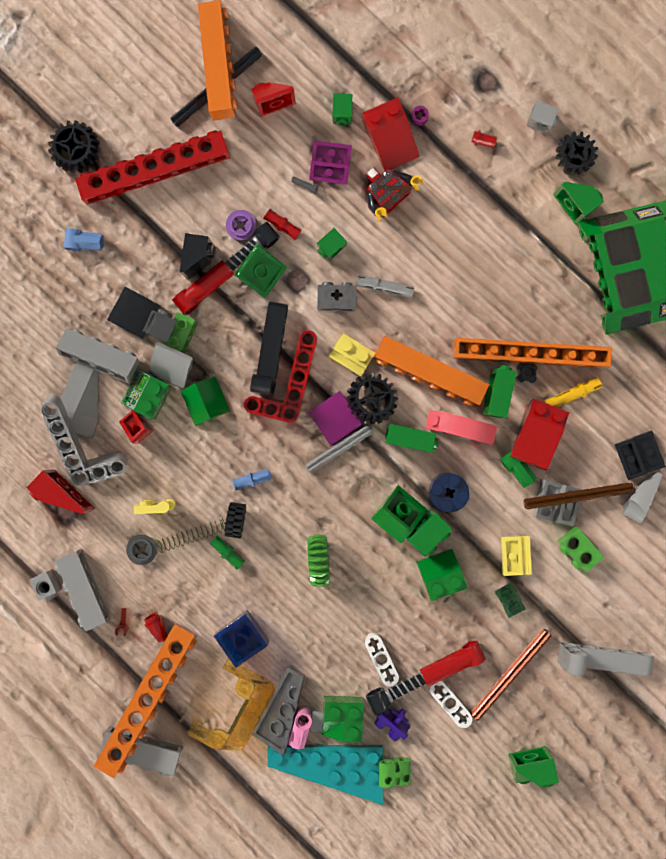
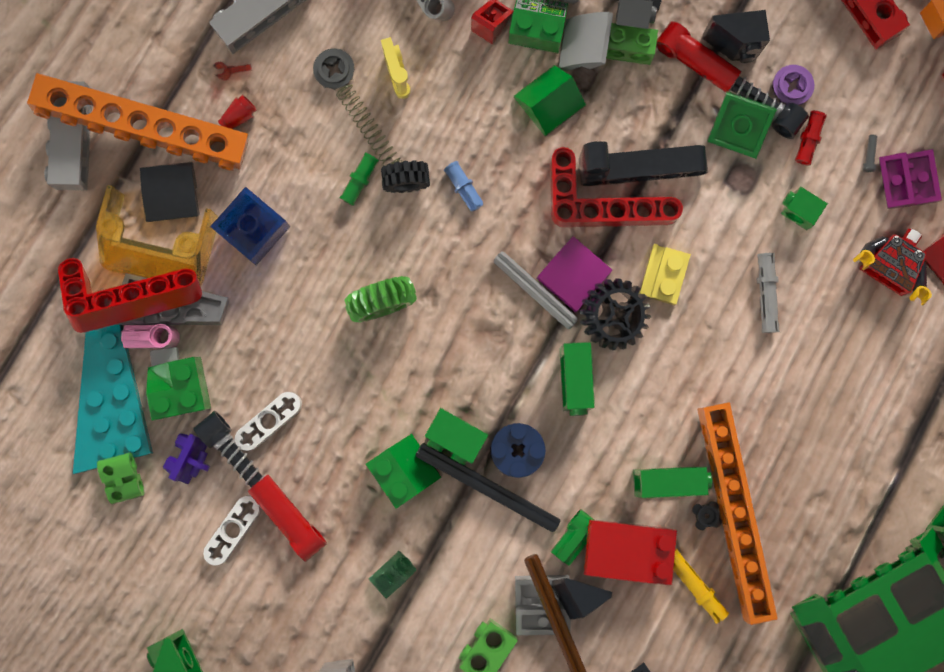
camera: 75 degrees right, 5 degrees down
(200, 689) = (169, 191): none -> black slope
(274, 762) = (125, 302): none -> red beam
(328, 303) = (732, 246): flat silver brick -> none
(399, 514) = (470, 391): green slope -> none
(431, 371) = (673, 383): orange brick -> none
(461, 426) = (611, 445): coral arch -> none
(470, 517) = (488, 487): none -> black axle
(510, 674) = (292, 602): axle -> none
(516, 555) = (456, 566): light yellow plate -> none
(561, 478) = (579, 598): none -> black slope

